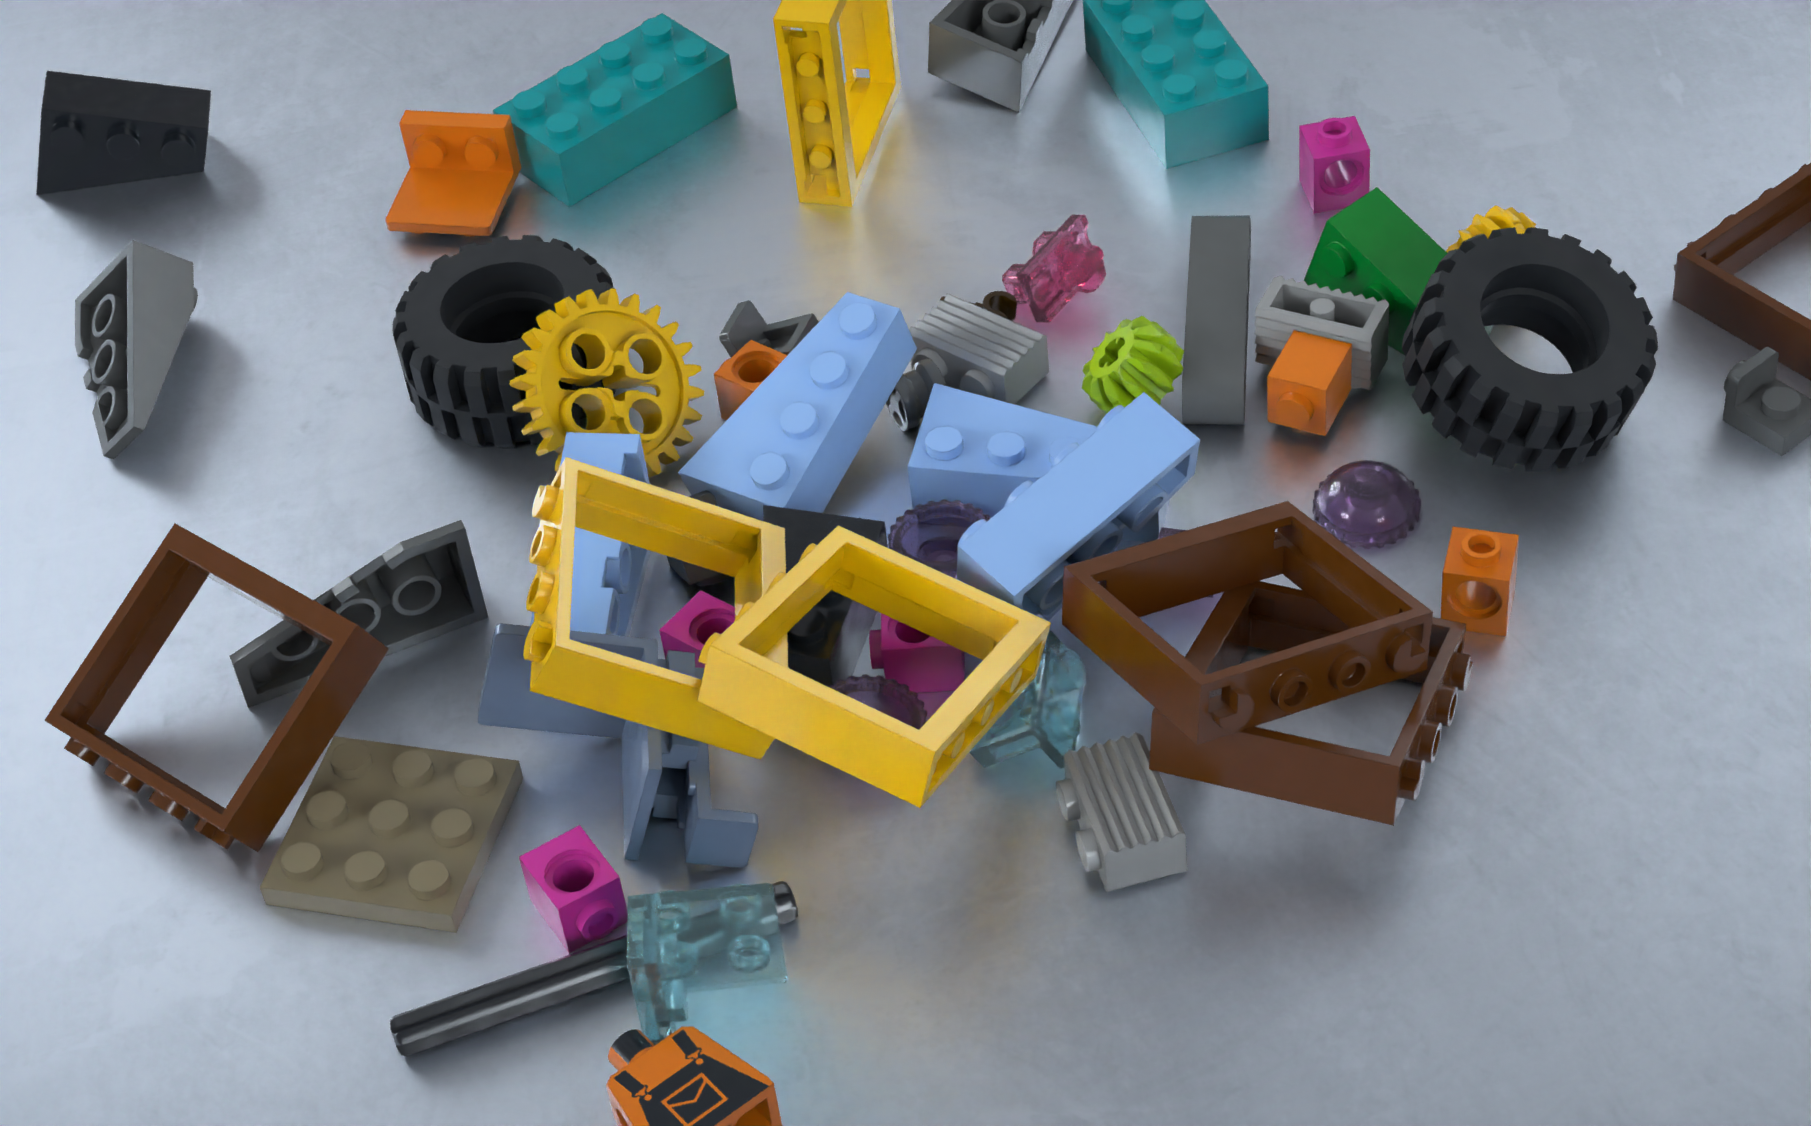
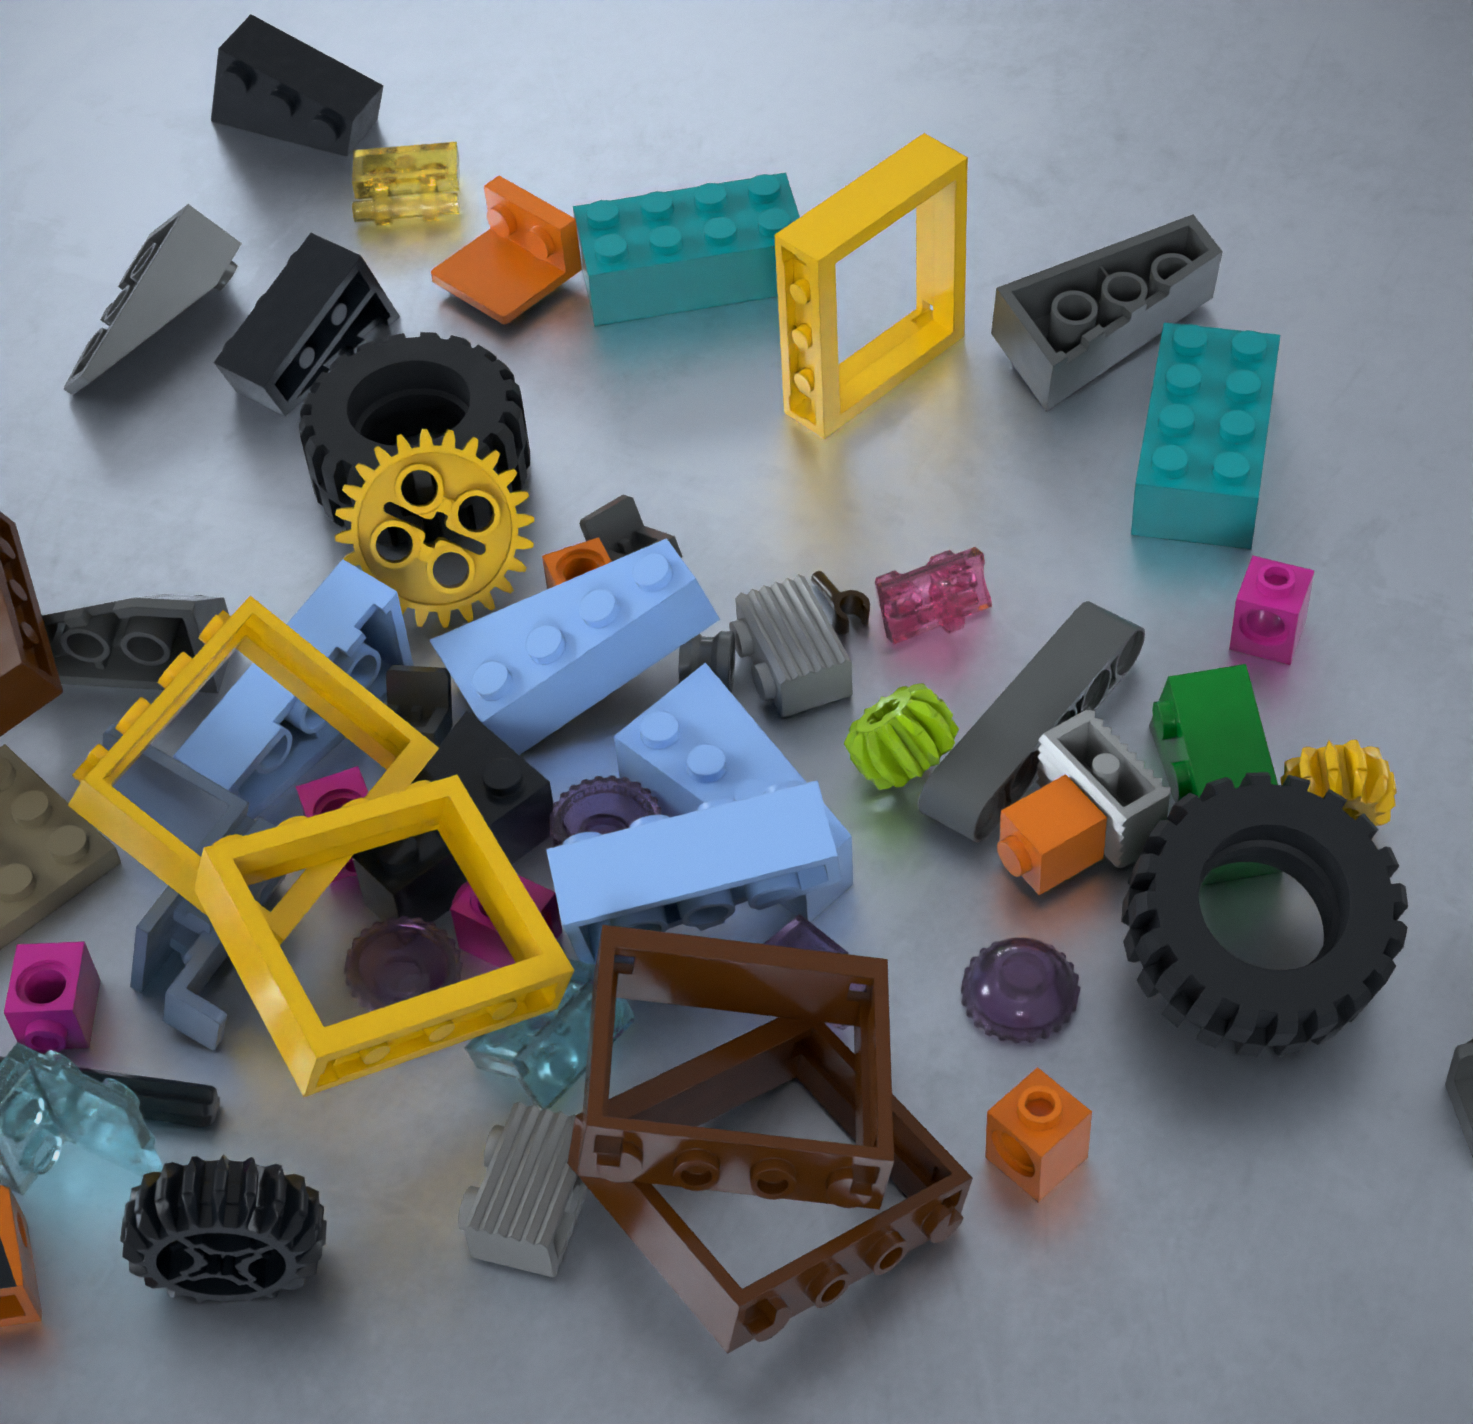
camera: 30 degrees right, 5 degrees up
(288, 152) = (406, 171): none -> clear yellow plate
(314, 300) = (303, 324): none -> black wedge
(911, 955) = (223, 1230): none -> black gear

